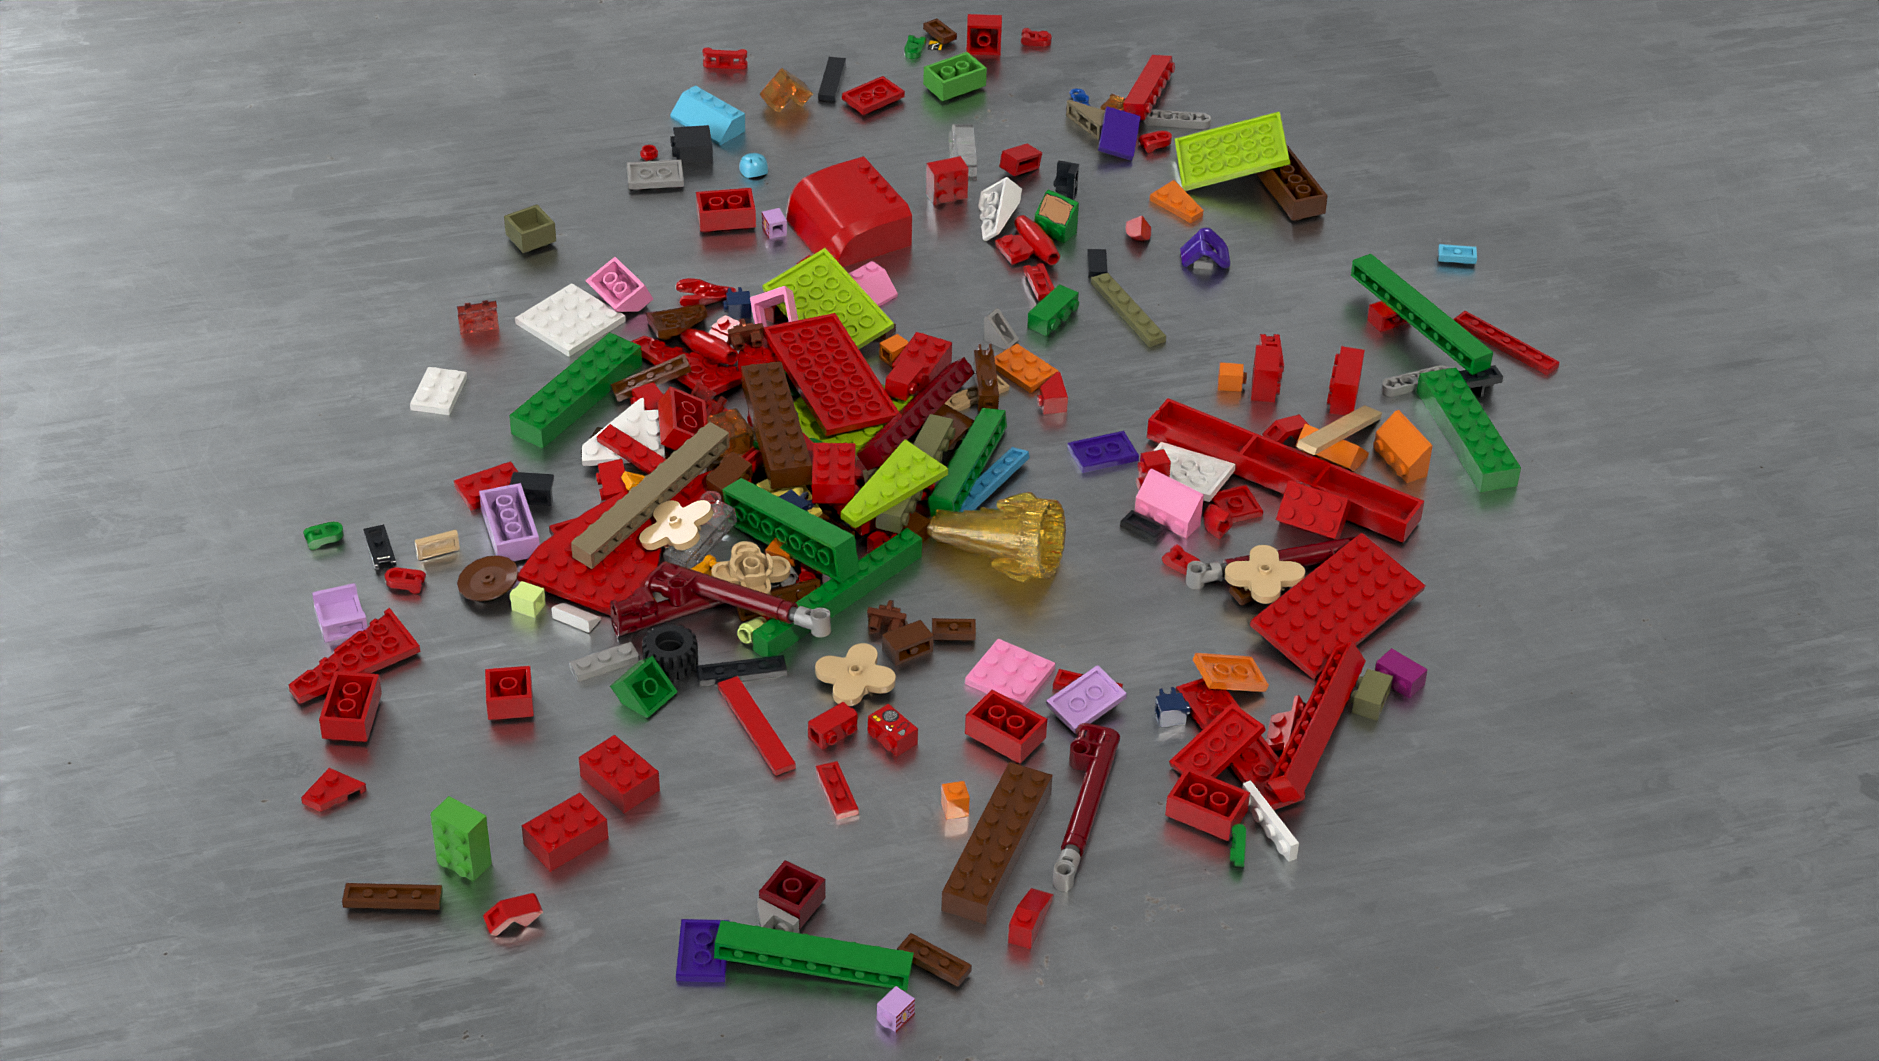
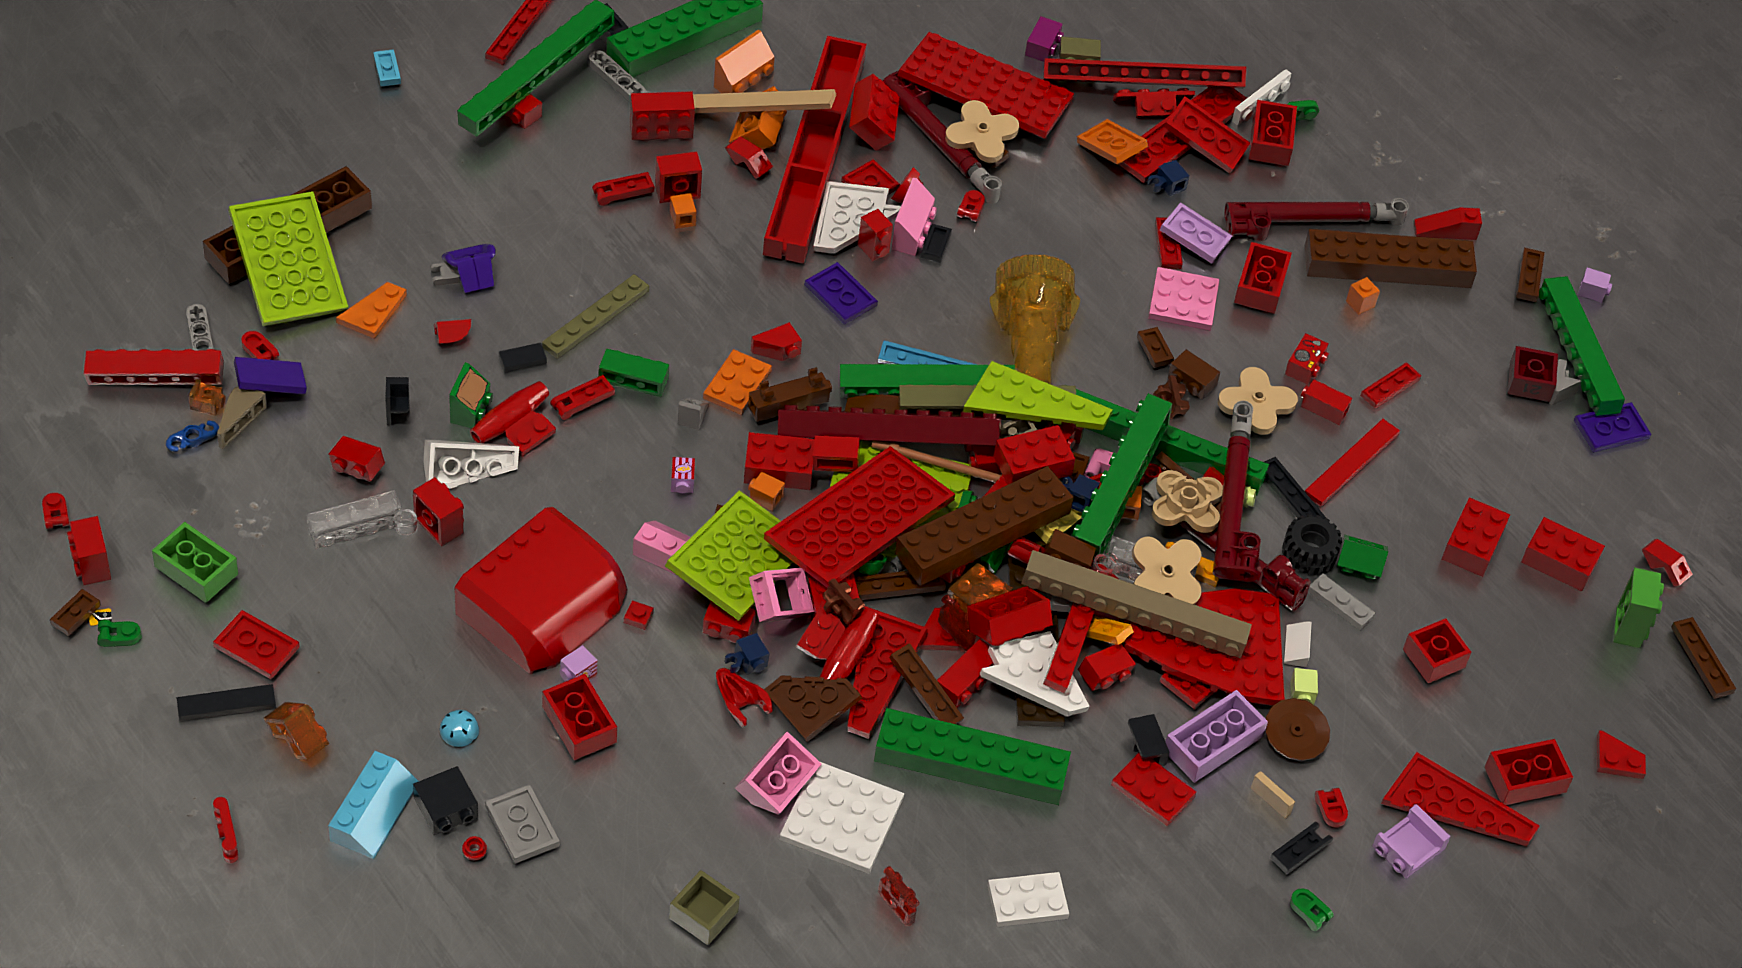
camera: 115 degrees left, 10 degrees up
(932, 311) = (682, 475): none -> lavender brick

